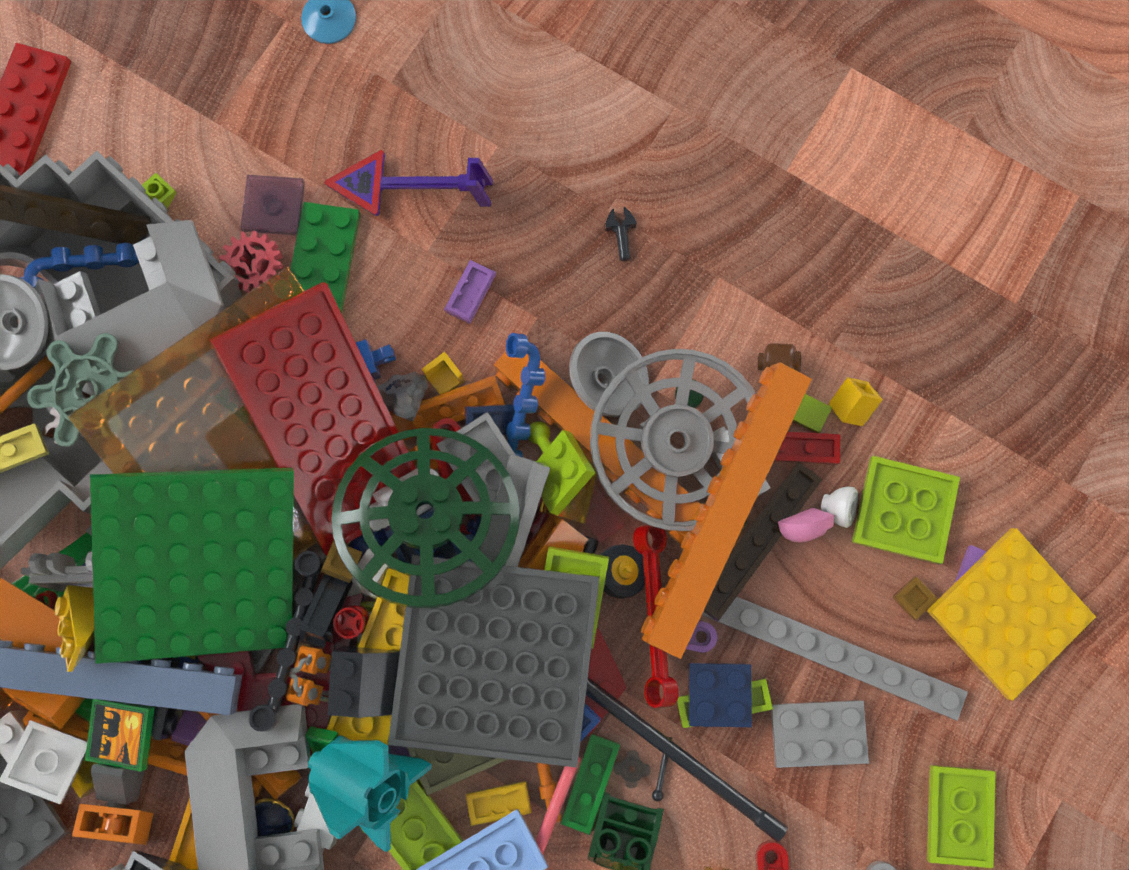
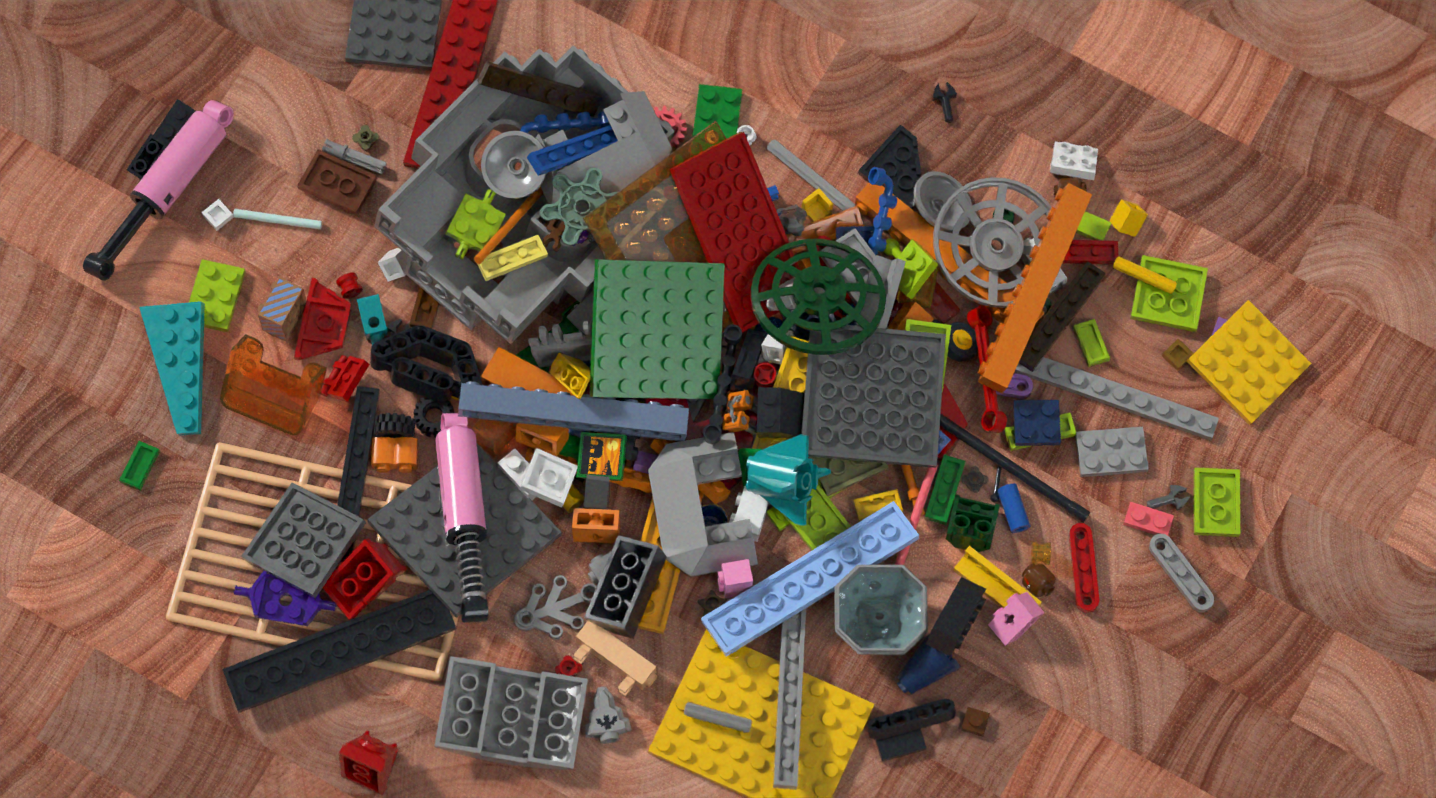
camera: 10 degrees left, 10 degrees down
(74, 307) = (571, 150): none -> blue plate
(272, 204) = (675, 87): clear purple plate -> none
(334, 565) = (755, 333): pearl gold plate -> none
(355, 266) = (748, 130): none -> white plate
(365, 181) = (745, 68): dark purple piece -> none
(439, 330) = (809, 175): none -> light grey axle
(470, 292) = (832, 147): medium lavender plate -> none
(552, 320) = (900, 161): none -> black plate
(682, 815) = (1014, 508): none -> blue piece
(786, 321) = (1074, 160): none -> white plate
(798, 575) = (1091, 342): none -> lime tile
(806, 525) = (1094, 305): bright pink brick -> none
(842, 504) = (1121, 291): white brick -> none
(865, 836) = (1148, 519): none -> coral plate
(875, 486) = (1144, 275): none -> yellow axle
(895, 806) = (1170, 499): none -> dark grey bar

